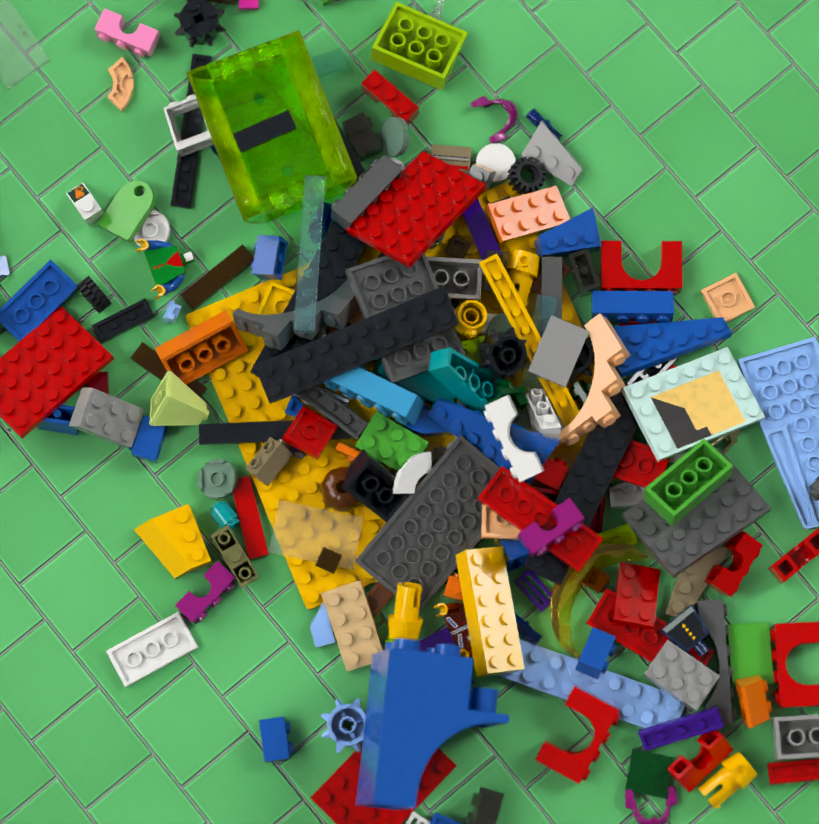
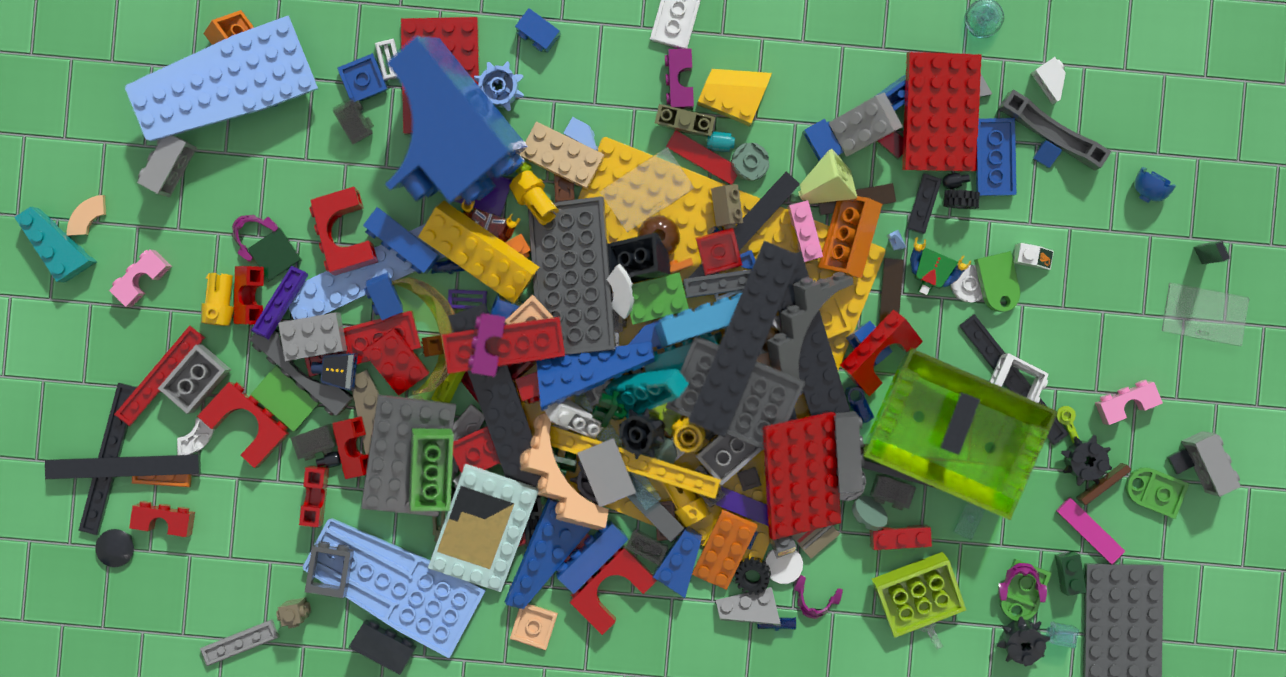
camera: 125 degrees right, 10 degrees up
(83, 314) = (954, 180): none -> black cylinder
(122, 84) = (1093, 364): light nougat tile -> none
(182, 65) = (1066, 416): none -> lime plate
(227, 389) = (805, 229): none -> bright pink arch
(243, 248) = (860, 362): none -> red arch
(309, 254) = (840, 368): clear light blue tile -> none
(328, 560) = (620, 180): dark brown tile -> none
(523, 463) = (549, 370): white arch -> none
(540, 680) = (401, 240): none -> blue brick
(753, 700) = (250, 367): orange slope -> none
(759, 597) = (313, 442): none -> clear smoke brick
(760, 573) = (330, 460): none -> black cylinder

